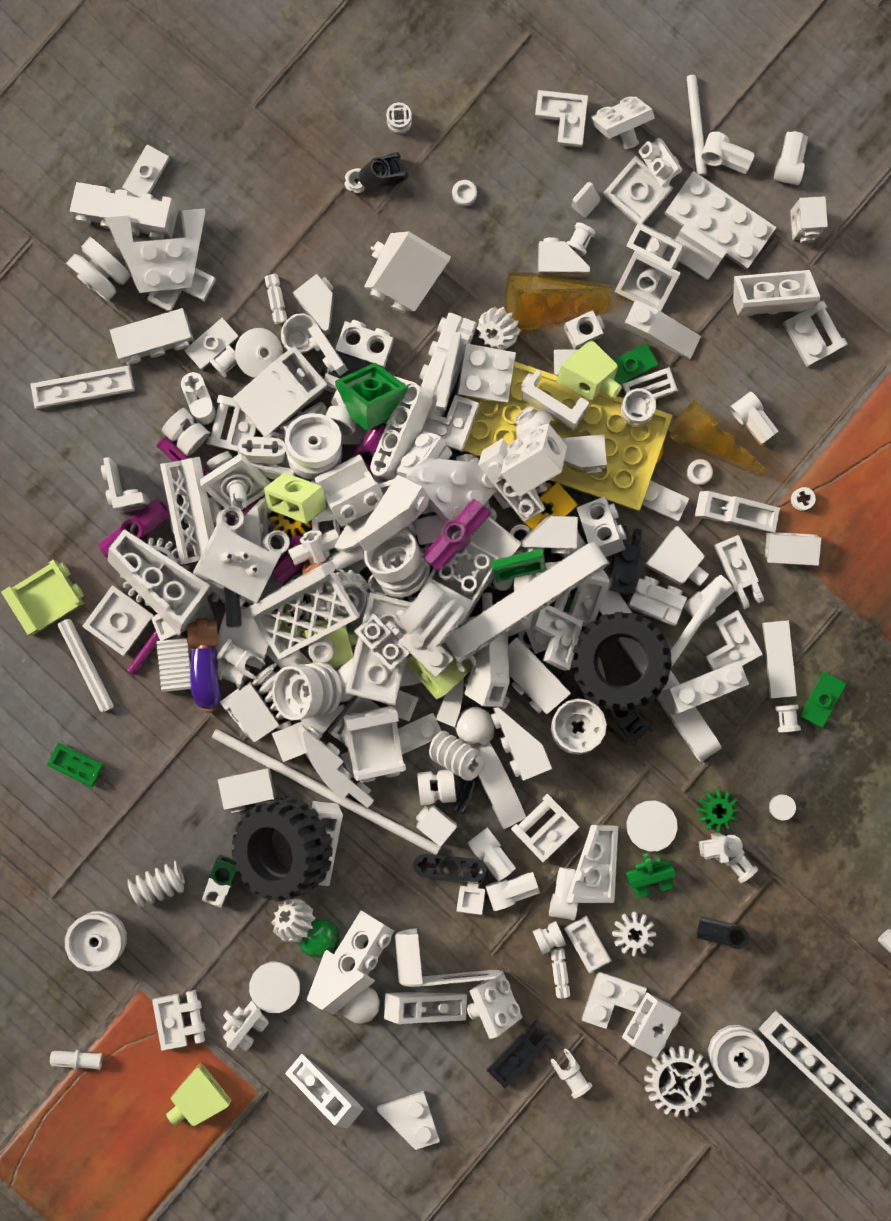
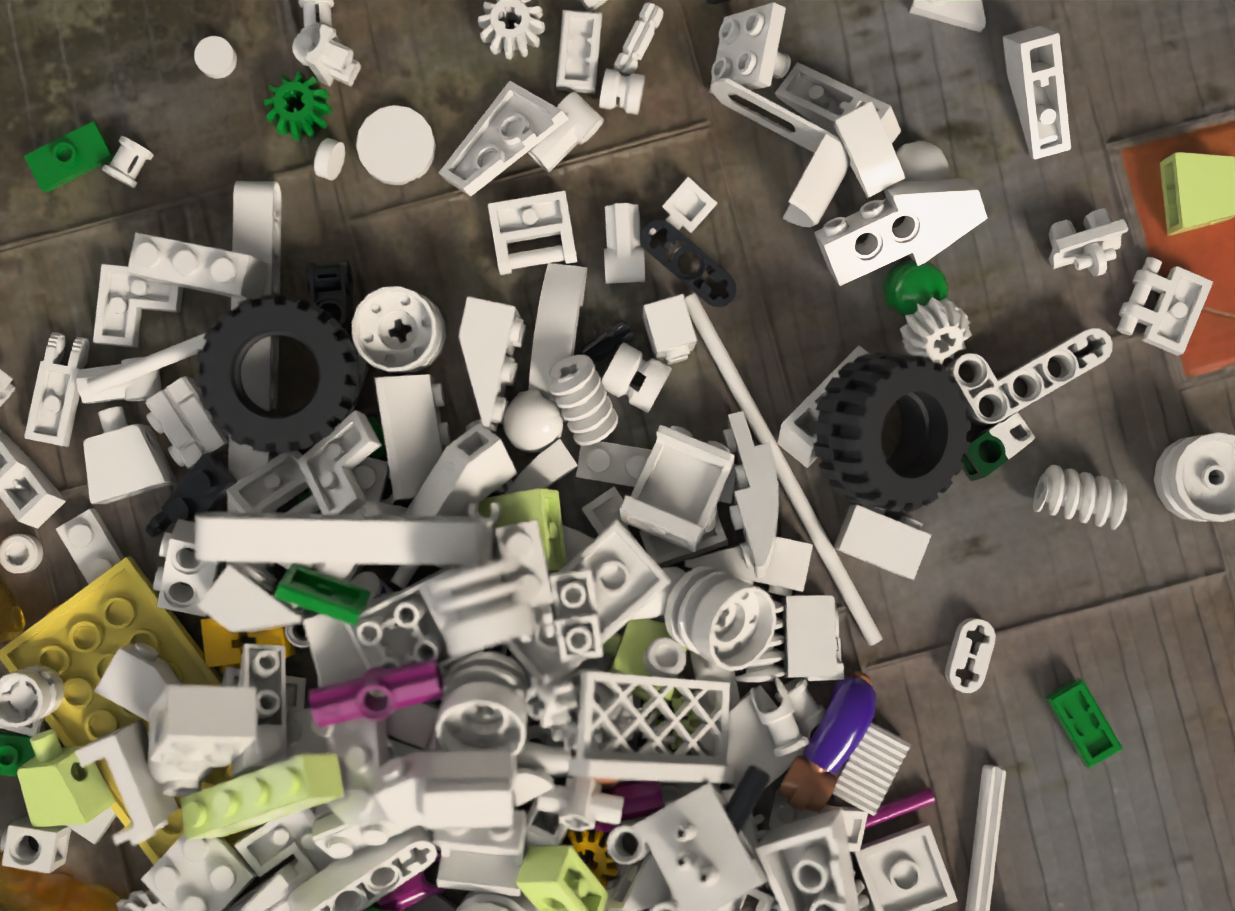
camera: 140 degrees left, 0 degrees up
(153, 762) = (979, 657): none -> white beam
(226, 935) = (1033, 372): none -> white beam
(274, 987) = (1013, 265): white tile -> none
(366, 591) = (550, 699): none -> white gear
(371, 513) = (467, 804): none -> white tile
(393, 991) = (869, 149): none -> white slope
(480, 441) = (262, 796): none -> yellowish green brick
(507, 892) = (637, 184): white piece -> none
(650, 872) = (438, 85): green hips -> none
(681, 793) = (329, 159): none -> white tile
(779, 659) = (87, 245): white tile -> none

